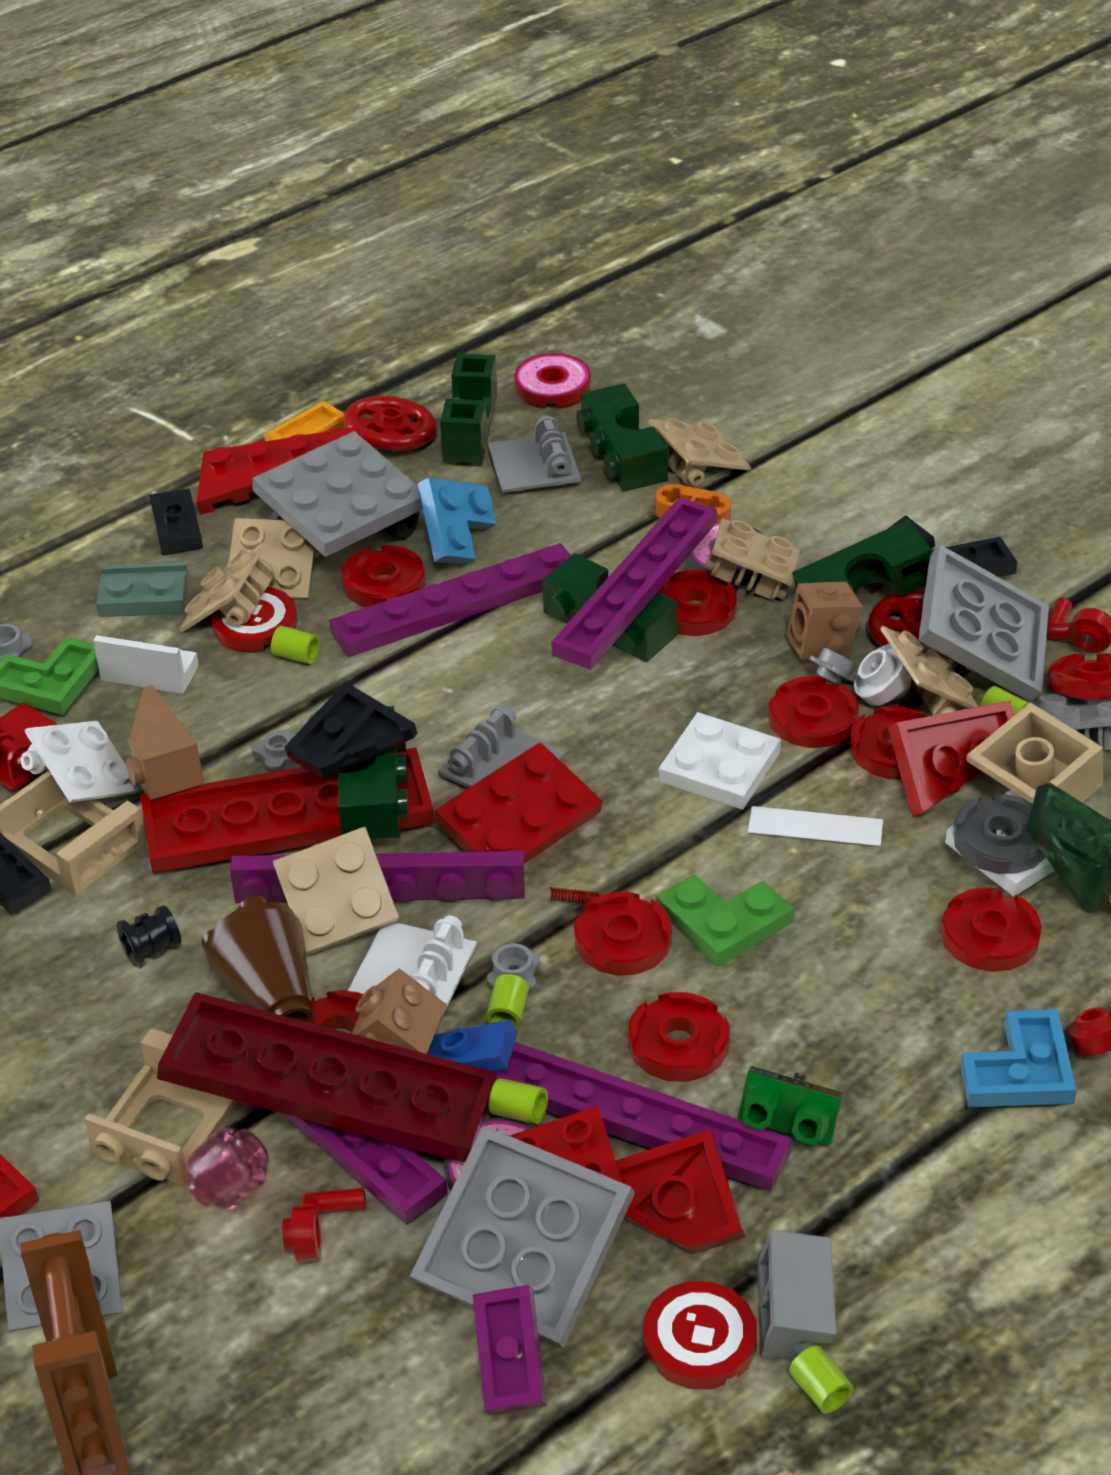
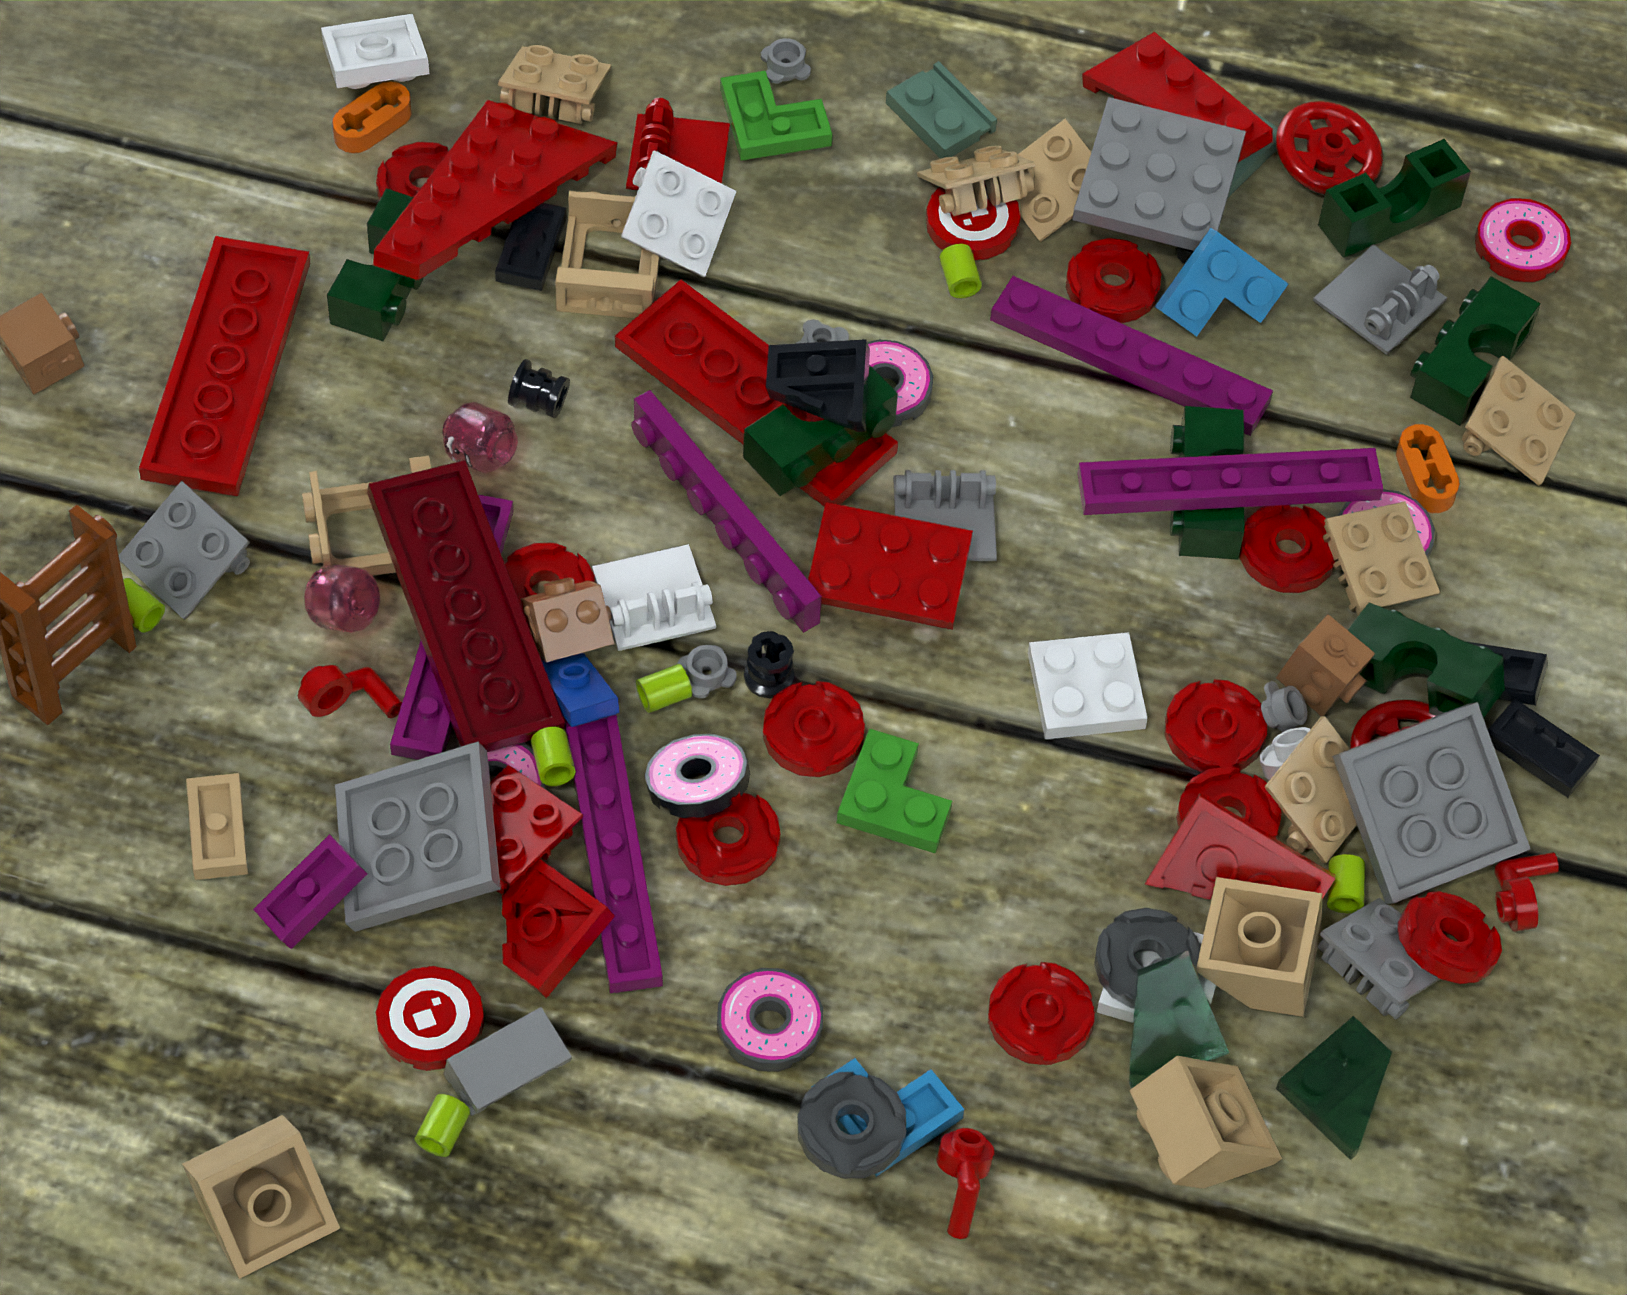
camera: 50 degrees right, 15 degrees up
(144, 664) = (846, 178): white panel -> none
(155, 994) = (479, 437): none -> clear pink head
(161, 749) = (735, 255): medium nougat slope -> none
(176, 521) = (1049, 75): black plate -> none
(262, 958) = (550, 491): reddish brown cone -> none
(314, 420) = (1267, 89): light orange tile -> none
(336, 890) = (673, 488): tan plate -> none
(373, 1393) = (216, 826): none -> tan plate
(547, 923) = (762, 667): none -> black bush
(577, 893) = (829, 668): red leg -> none
(601, 1001) = (695, 754): none -> tile
(790, 1106) = (699, 955): green hips -> none
(815, 826) = (1069, 808): white sticker -> none
(882, 1073) = (770, 991): none -> tile
(1029, 1106) = (845, 1153): none -> dark grey tile

